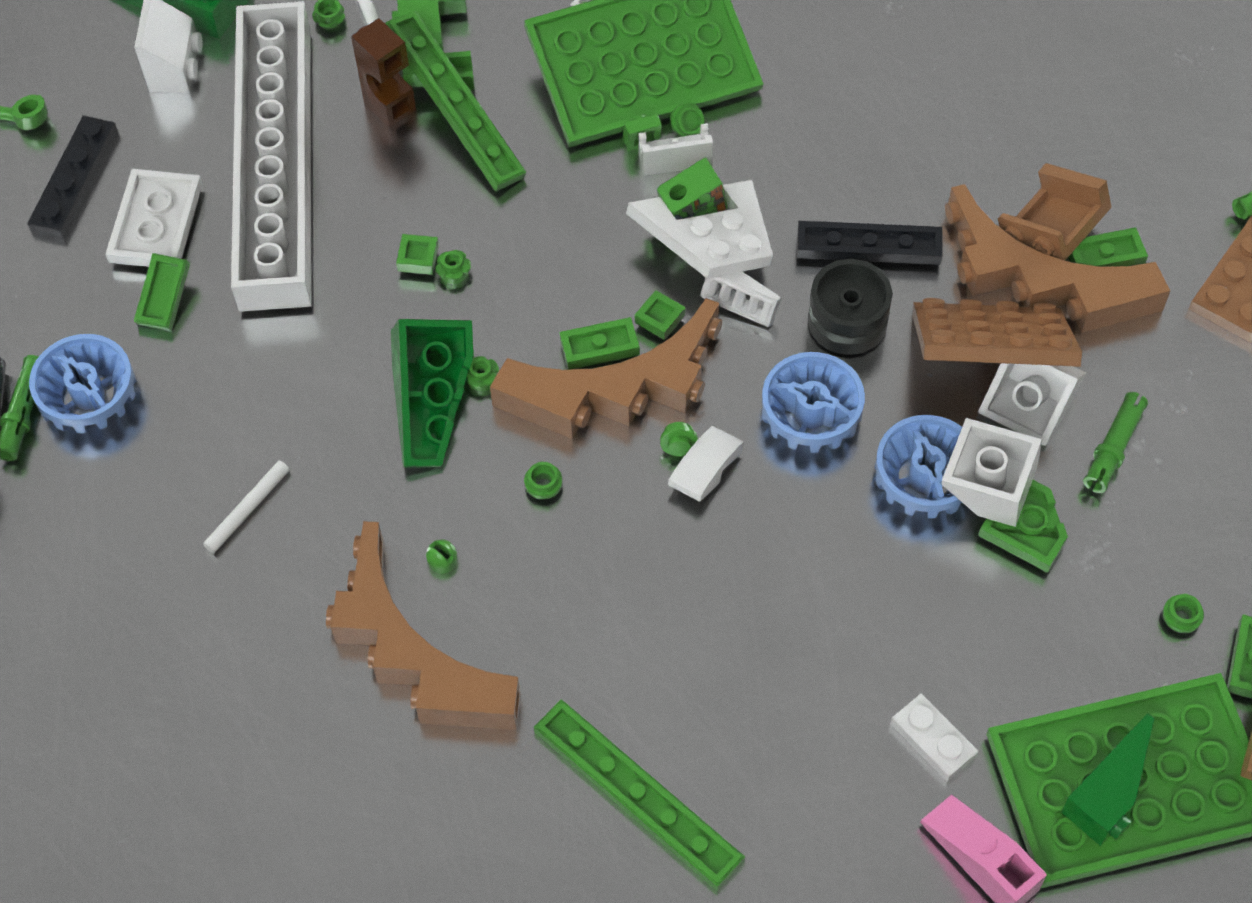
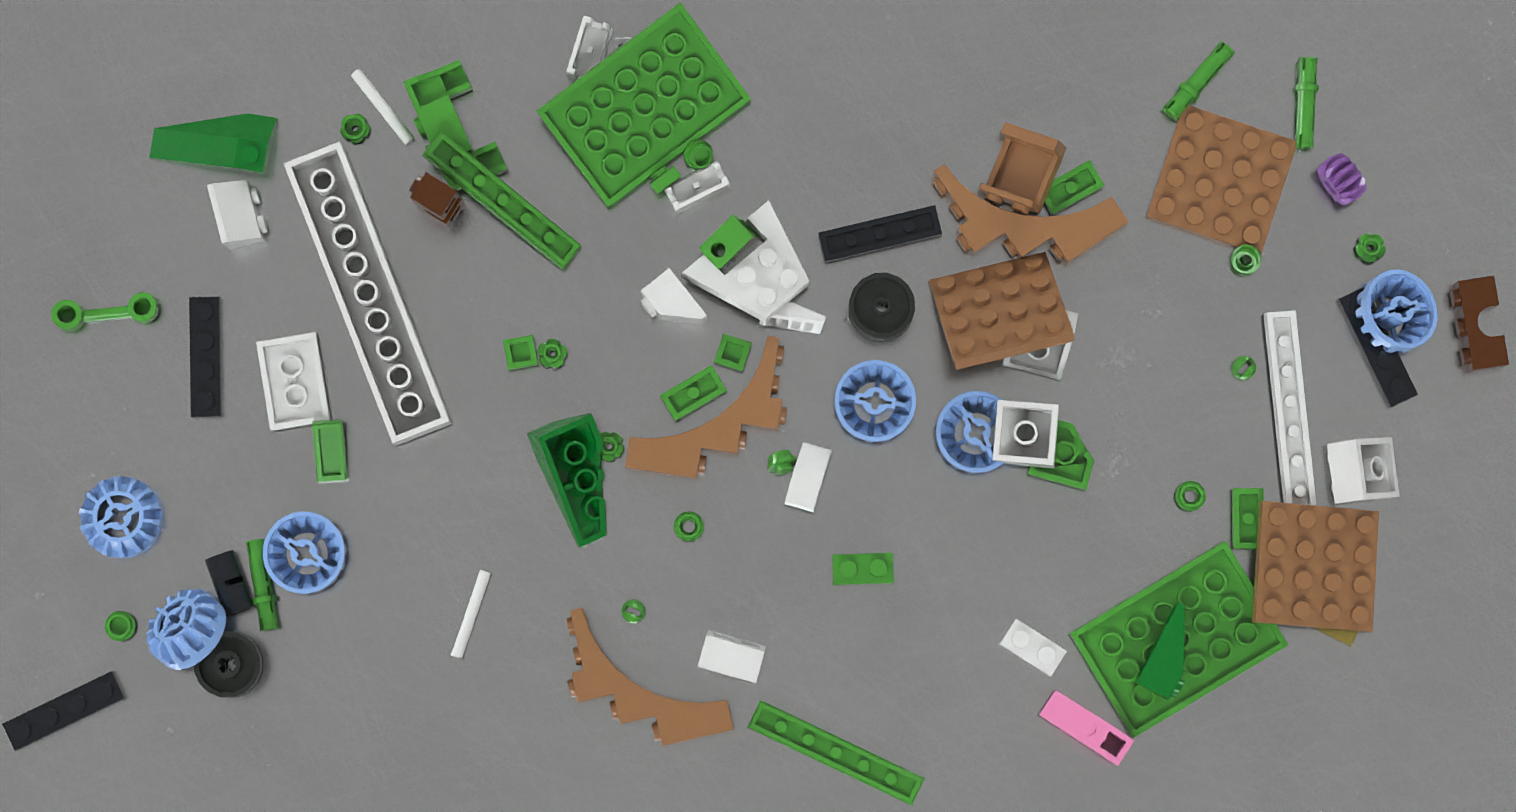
camera: 15 degrees left, 25 degrees up
(544, 634) = (732, 656): none -> white hinge
(607, 237) = (671, 301): none -> white slope
(741, 585) = (863, 568): none -> bright green plate
(1110, 453) = (1110, 376): bright green pin -> none

